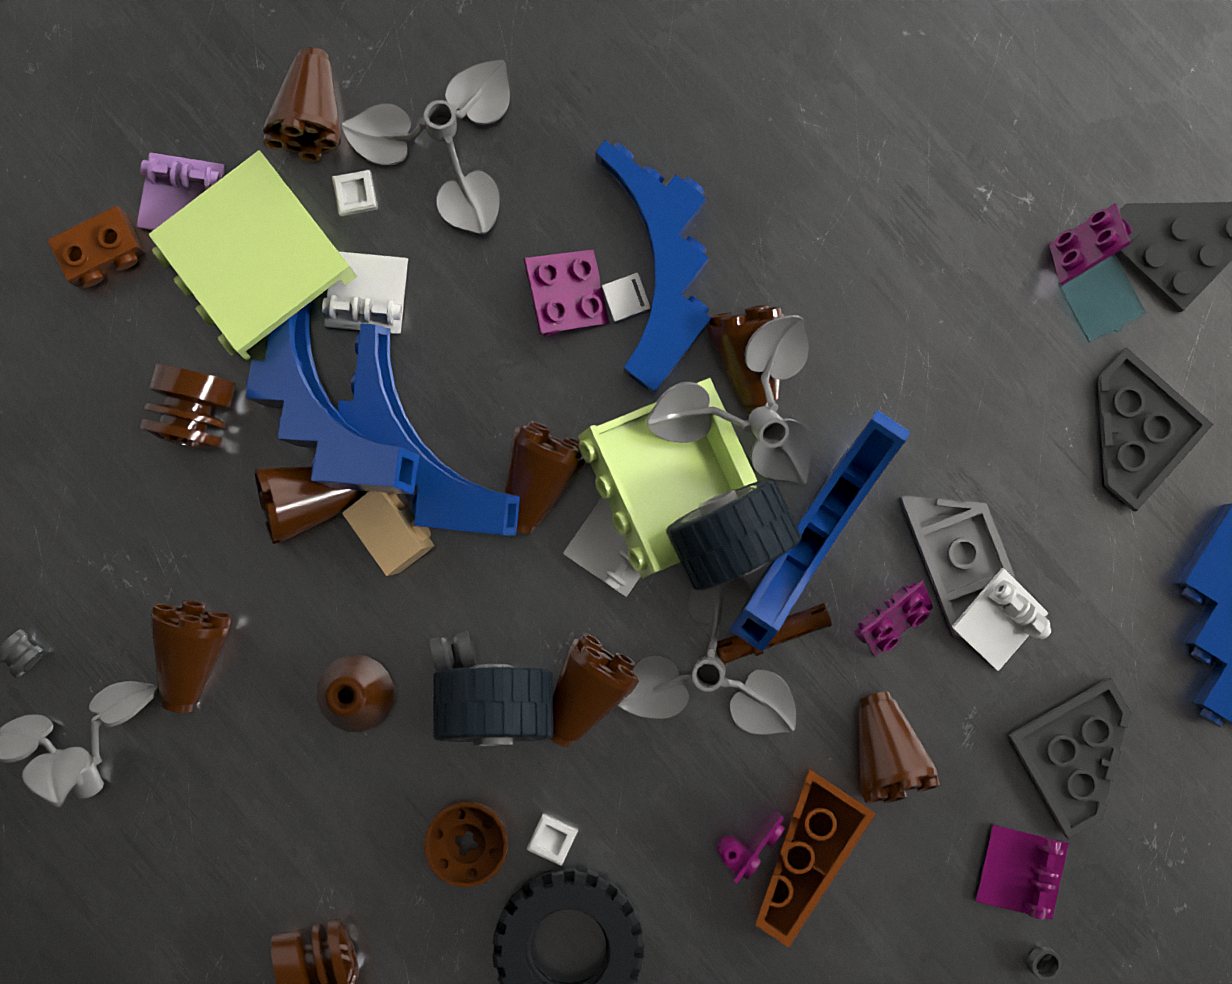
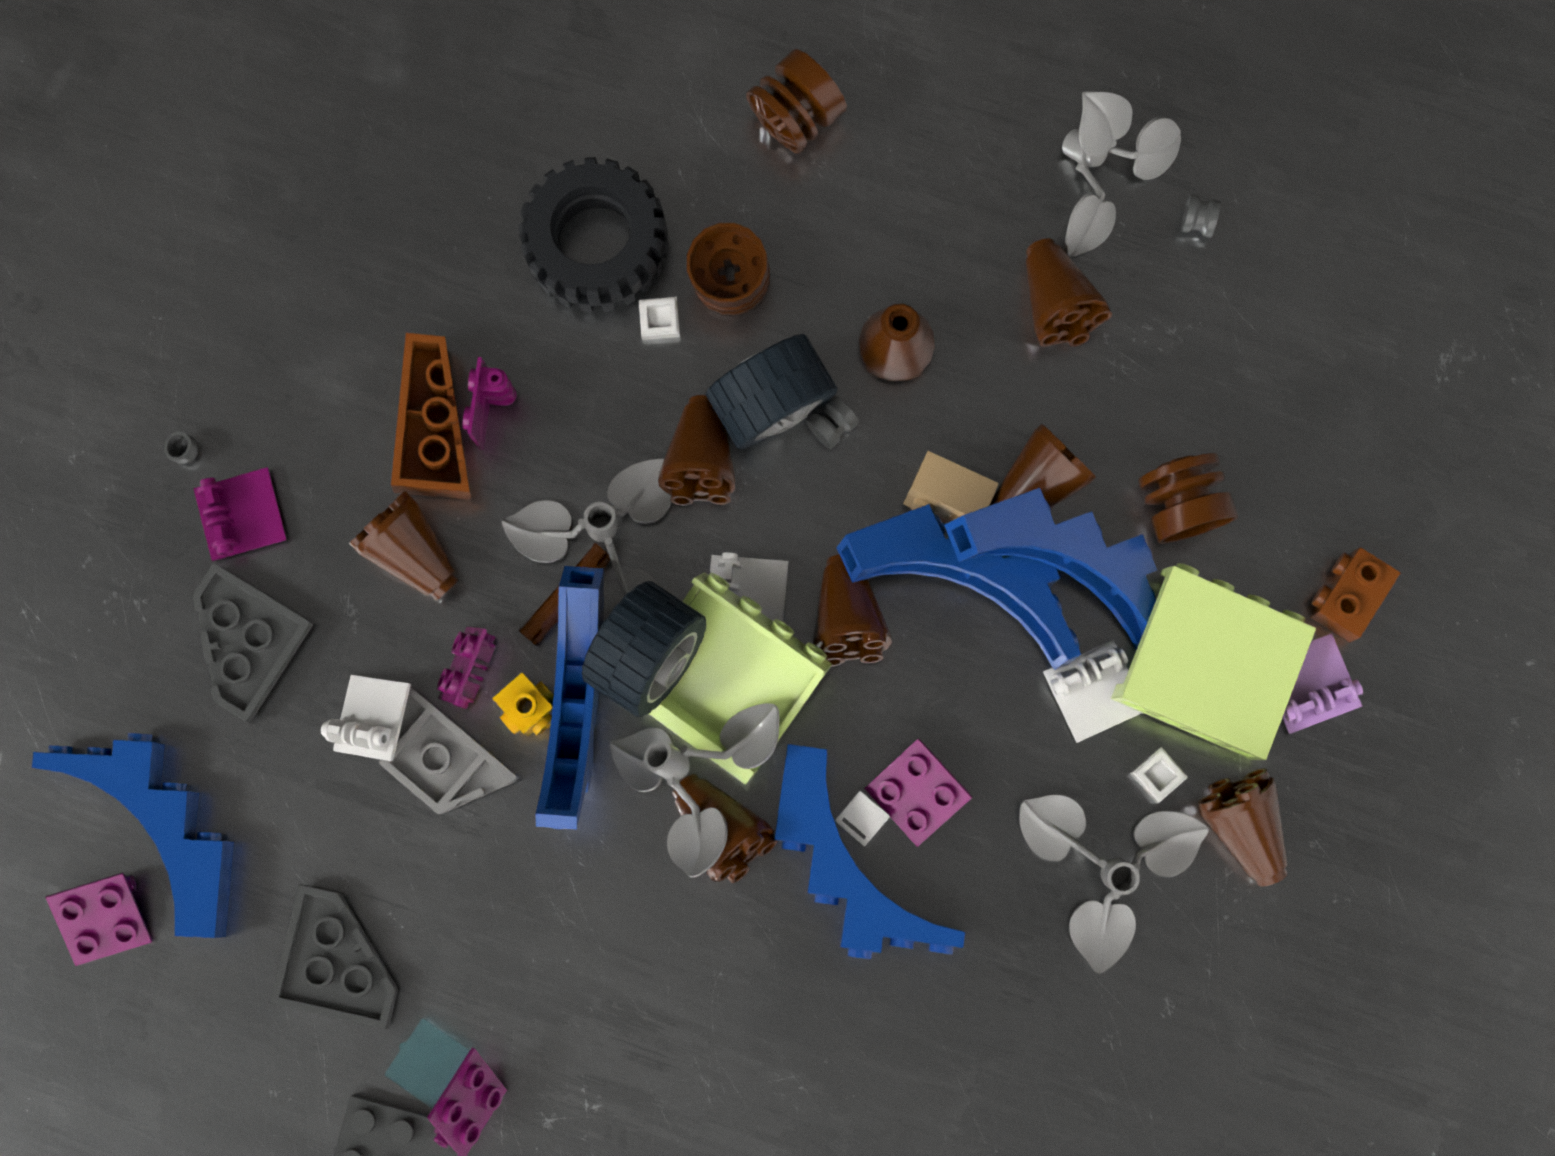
camera: 155 degrees right, 5 degrees down
(875, 550) = (515, 697): none -> yellow brick

